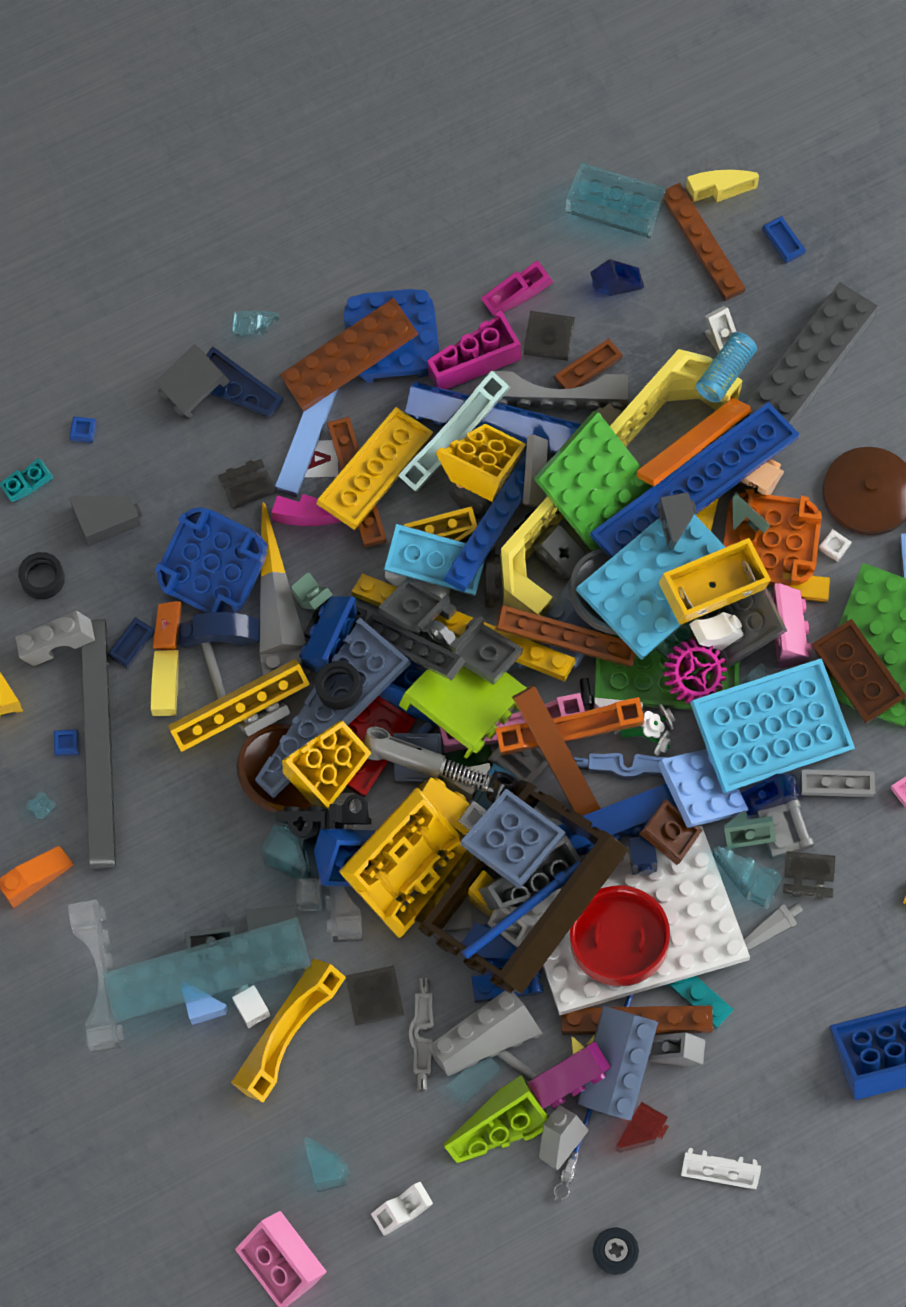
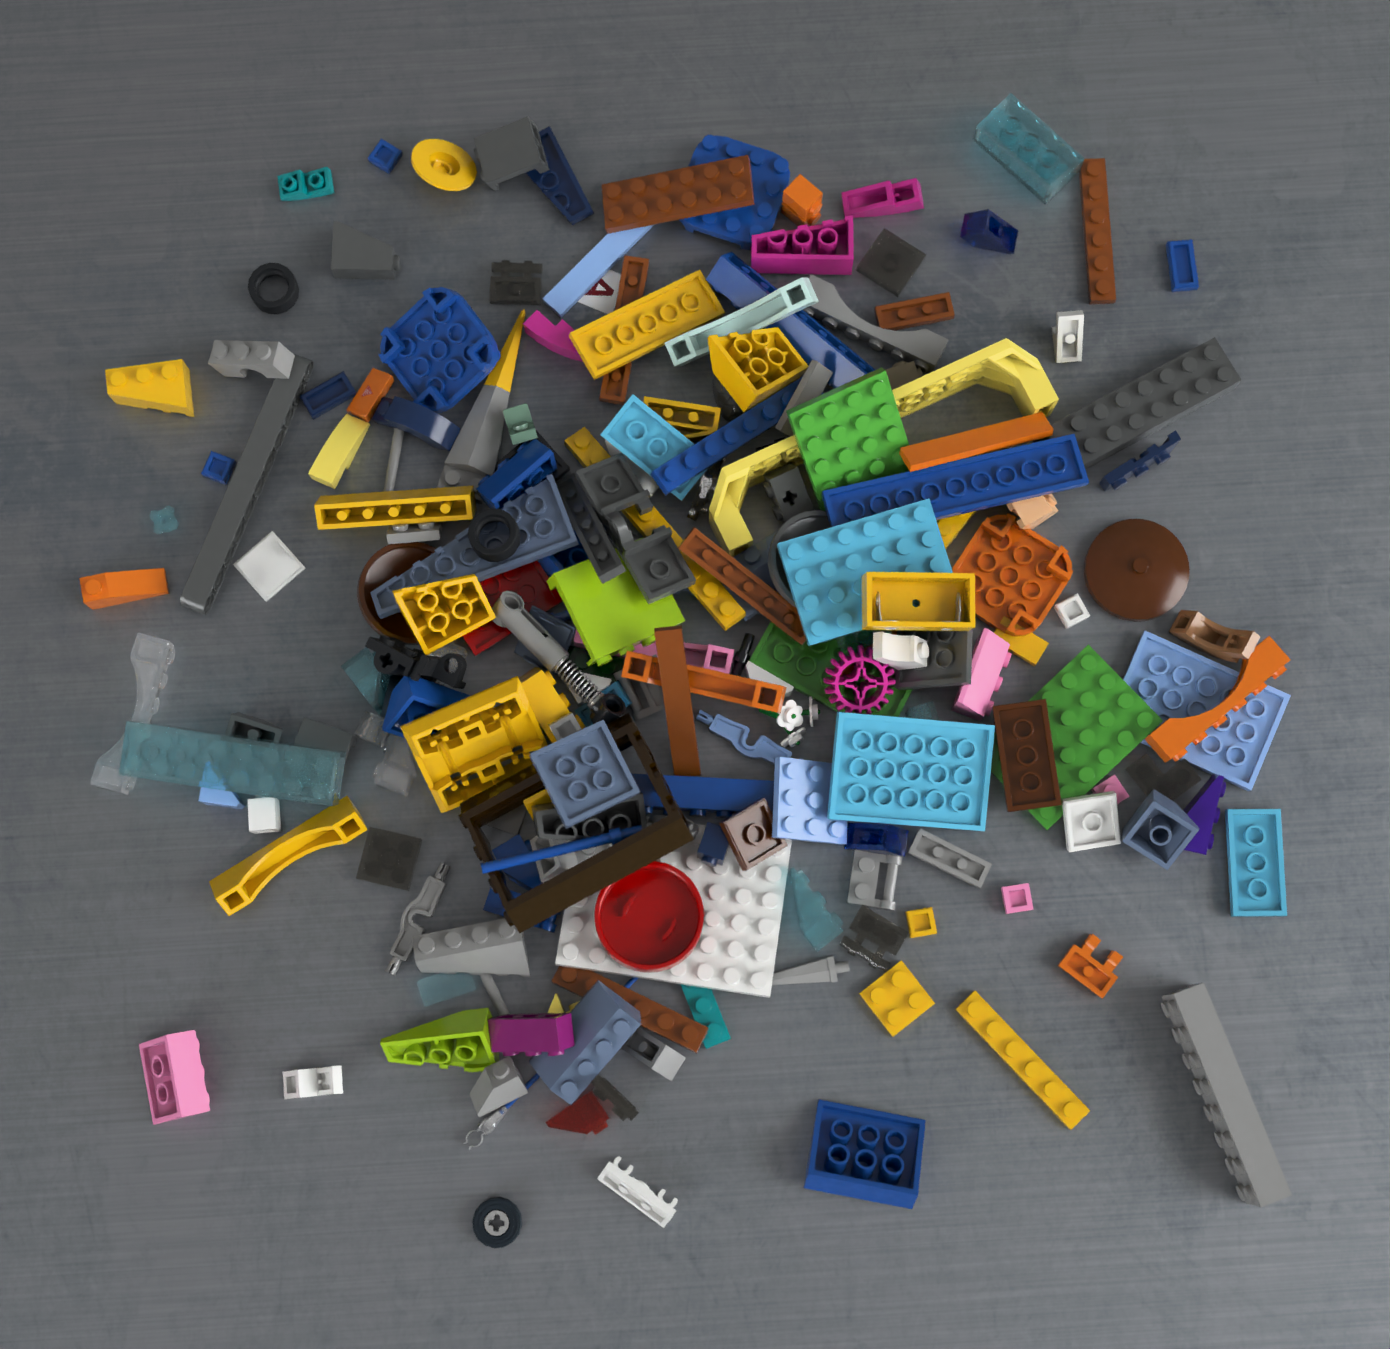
camera: 25 degrees right, 10 degrees up
(139, 413) = (443, 164): none -> yellow hat
(149, 804) = (269, 566): none -> white piece
(253, 322) = (602, 118): clear light blue slope -> none
(326, 1166) = (259, 1005): clear light blue slope -> none
(454, 318) = (802, 202): none -> orange piece
(672, 1100) = (605, 1090): none -> clear smoke plate
(675, 515) = (913, 514): dark grey slope -> none
(720, 184) = (1146, 178): light yellow slope -> none
(730, 366) = (1024, 392): medium azure piece -> none
(741, 510) = (993, 535): sand green slope -> none
(745, 832) = (828, 867): sand green slope -> none
(829, 410) = (1117, 477): none -> dark blue wing
(840, 845) = (921, 922): none -> yellow tile
(852, 915) = (896, 998): none -> yellow plate

